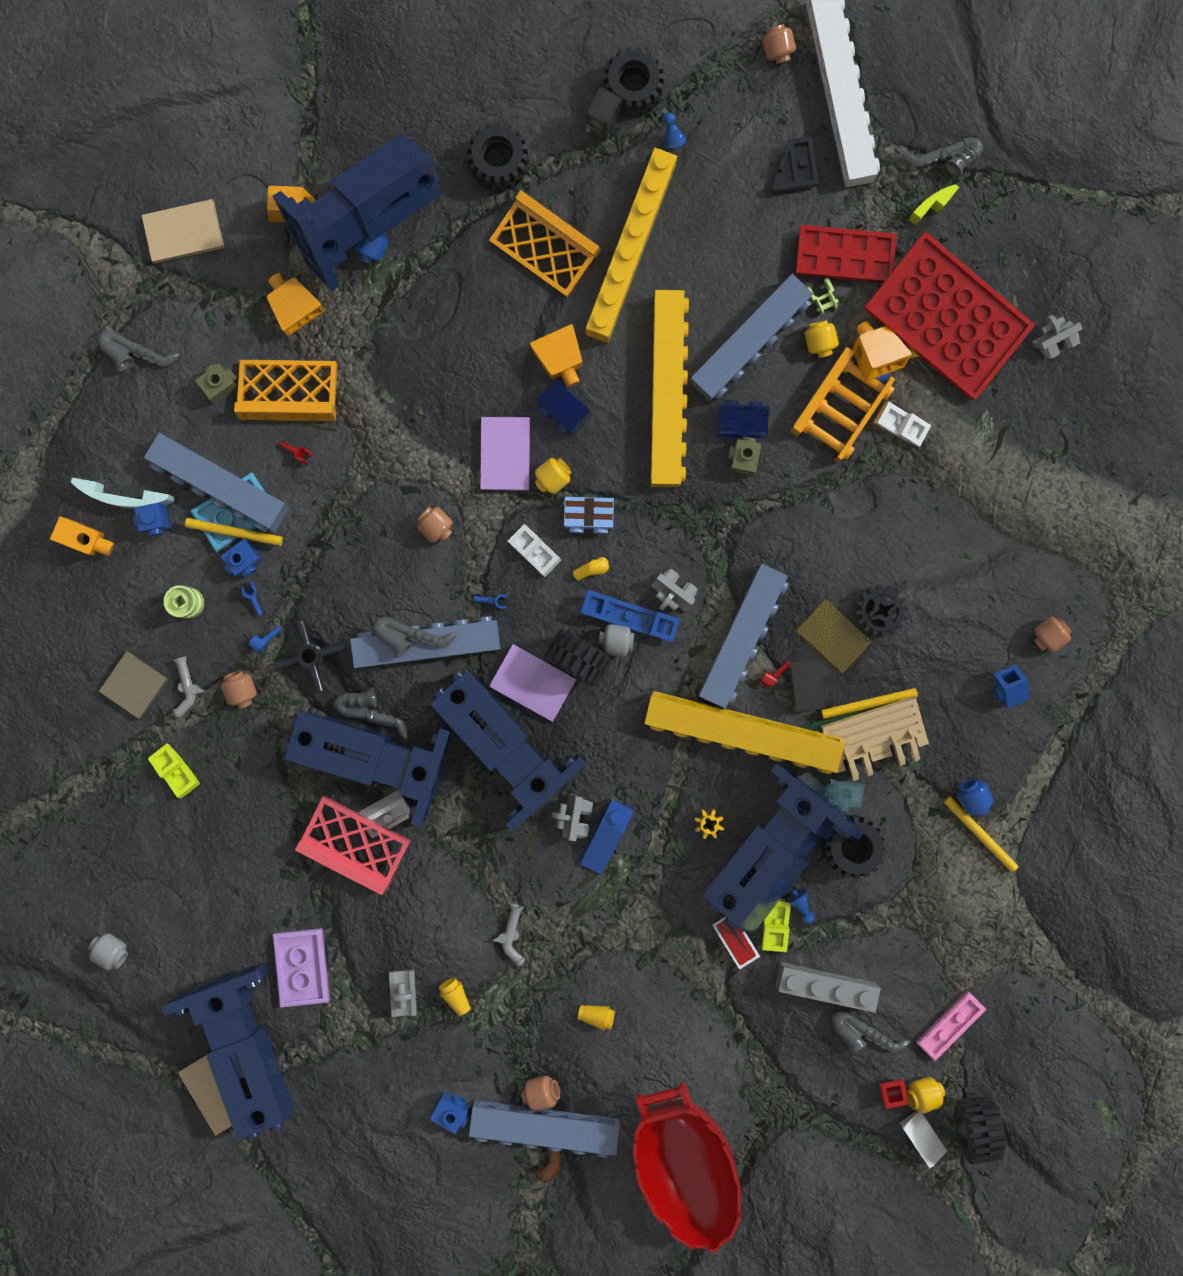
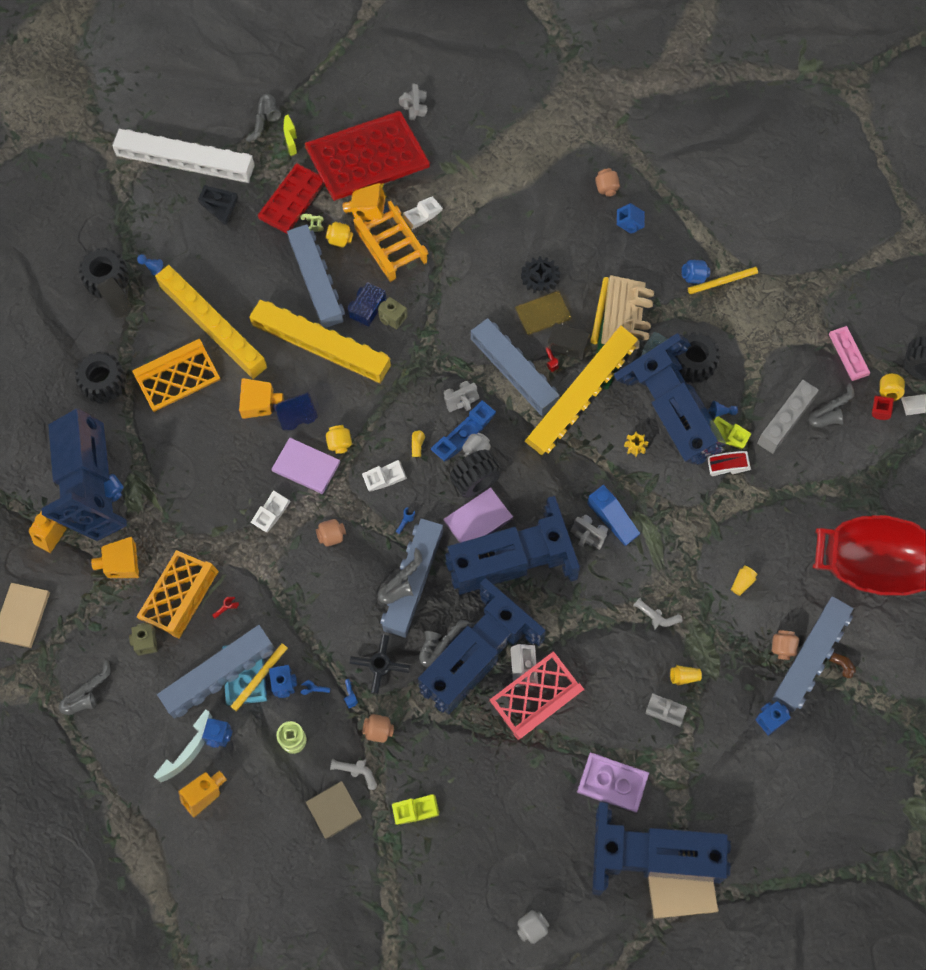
camera: 60 degrees left, 20 degrees down
(431, 443) = (270, 512): none -> white slope
(588, 514) = (378, 427): brick -> none
(779, 44) = (133, 179): nougat head -> none

